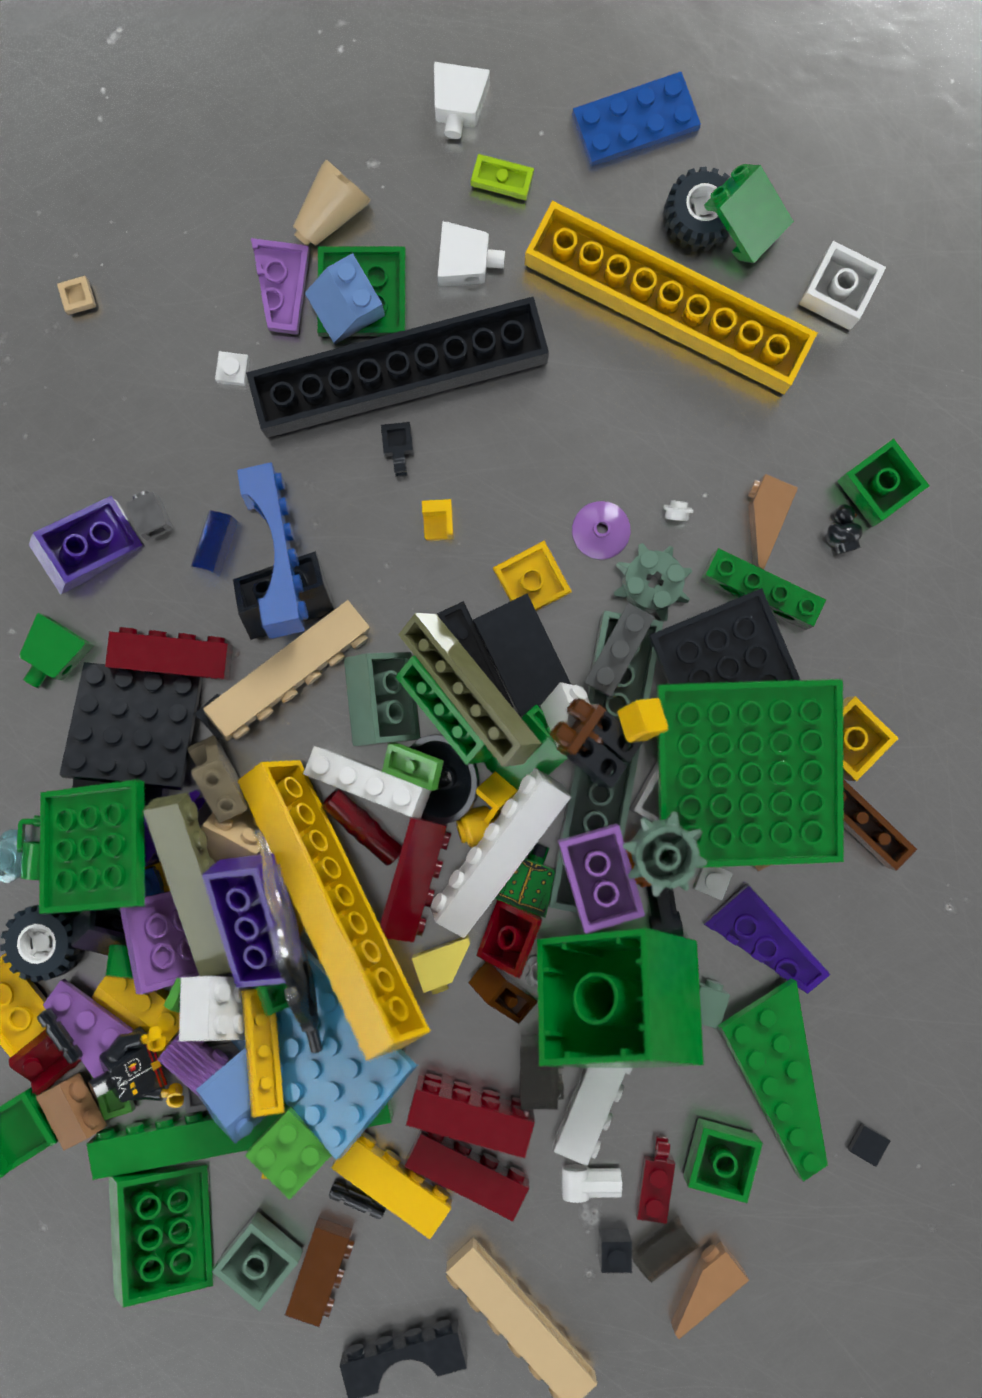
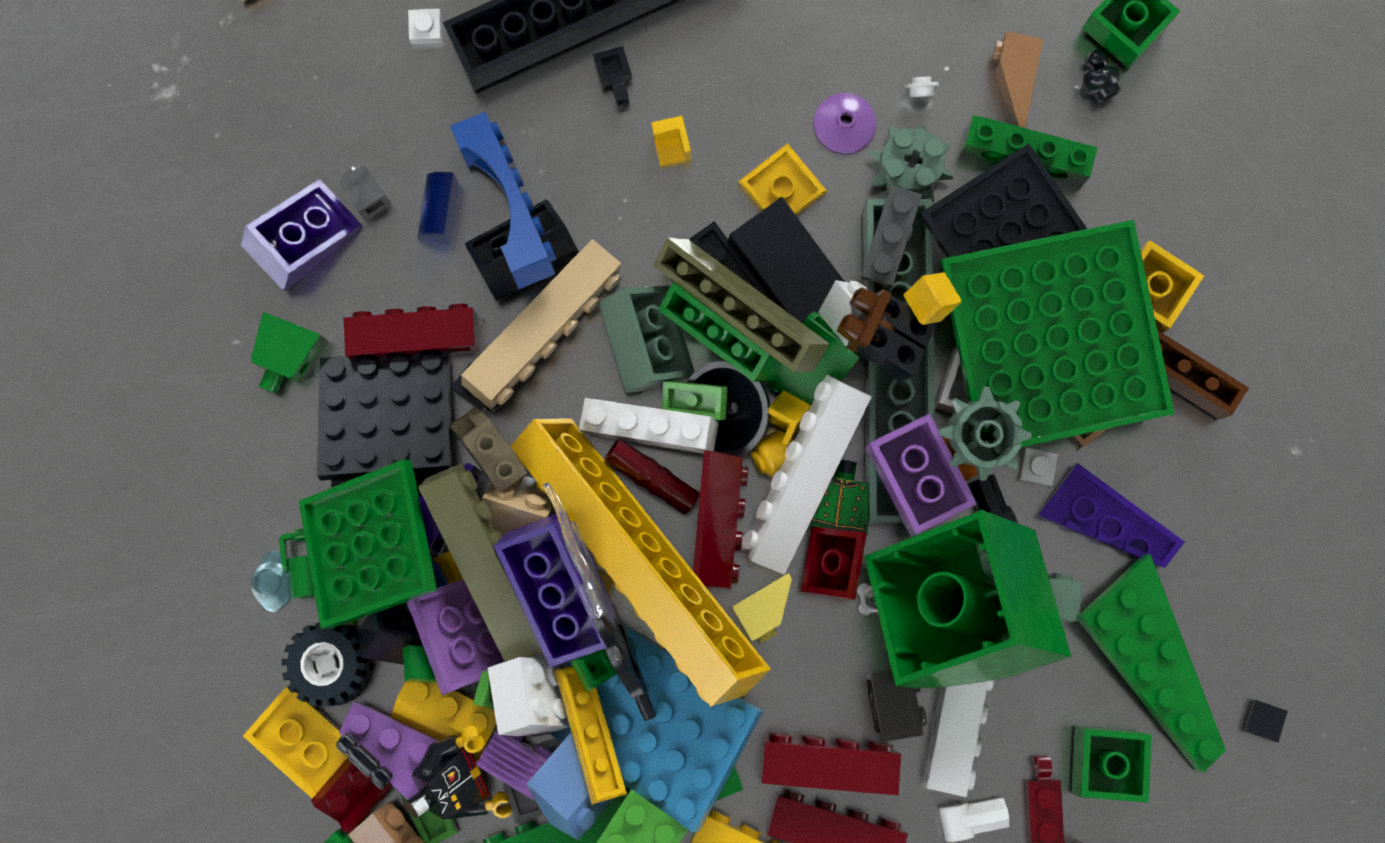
camera: 10 degrees left, 5 degrees down
(502, 992) = (837, 627): reddish brown slope -> none

